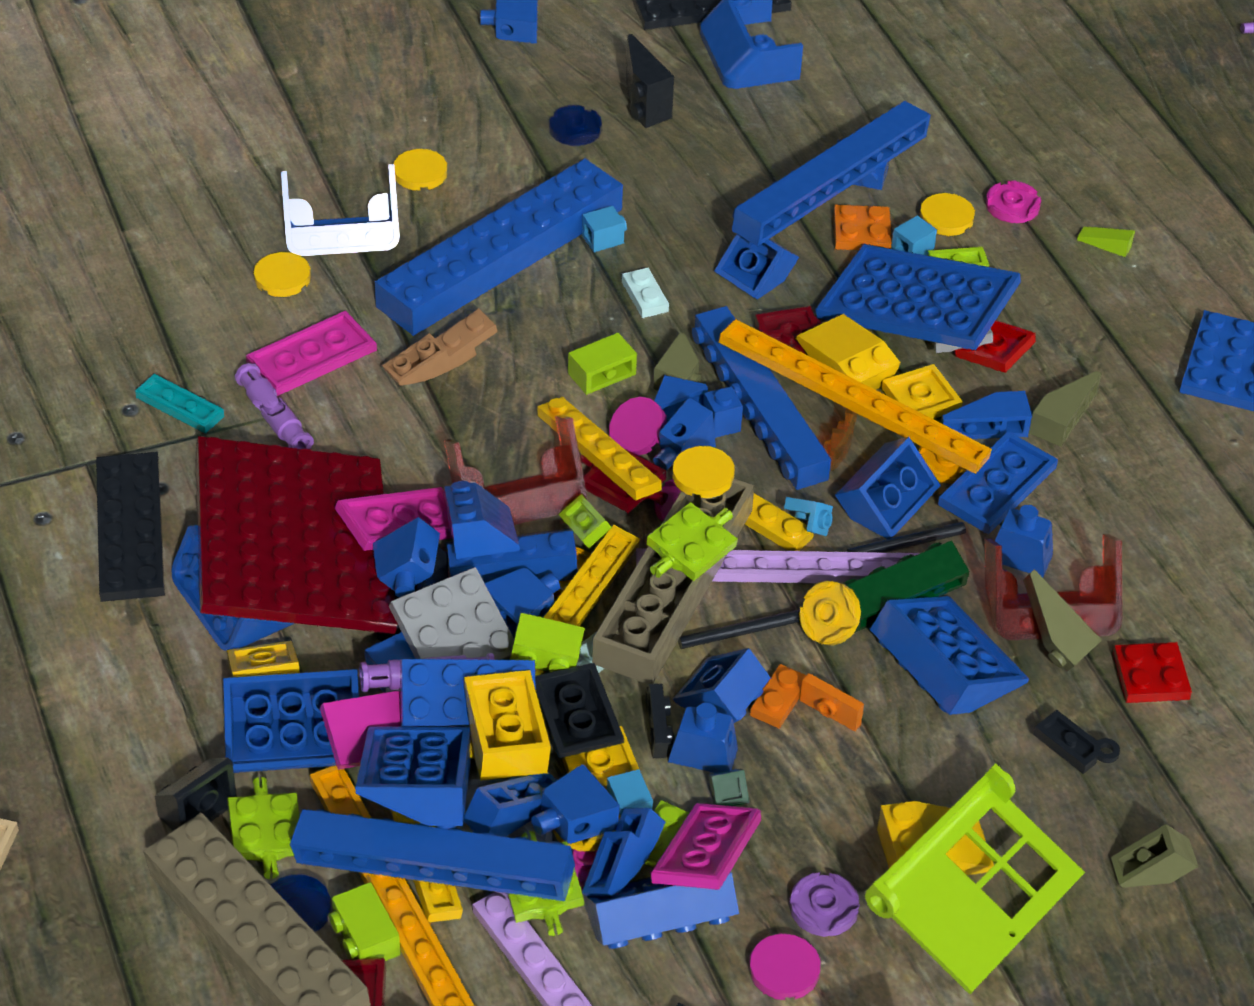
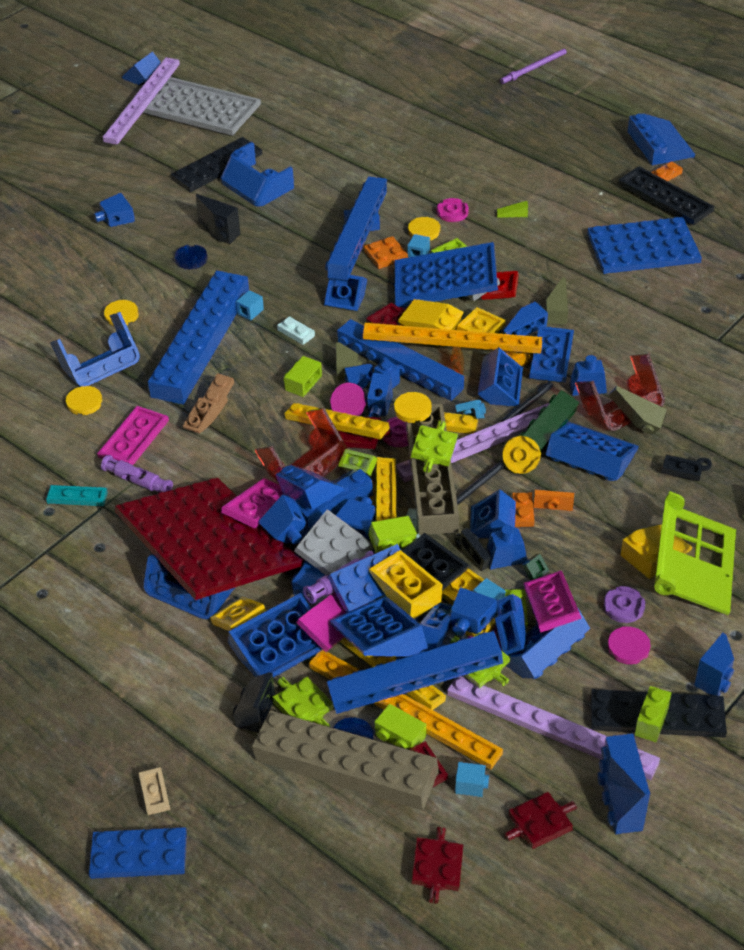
camera: 25 degrees left, 0 degrees up
(129, 527) = (99, 575): black plate -> none
(1151, 672) = (694, 417): red plate -> none

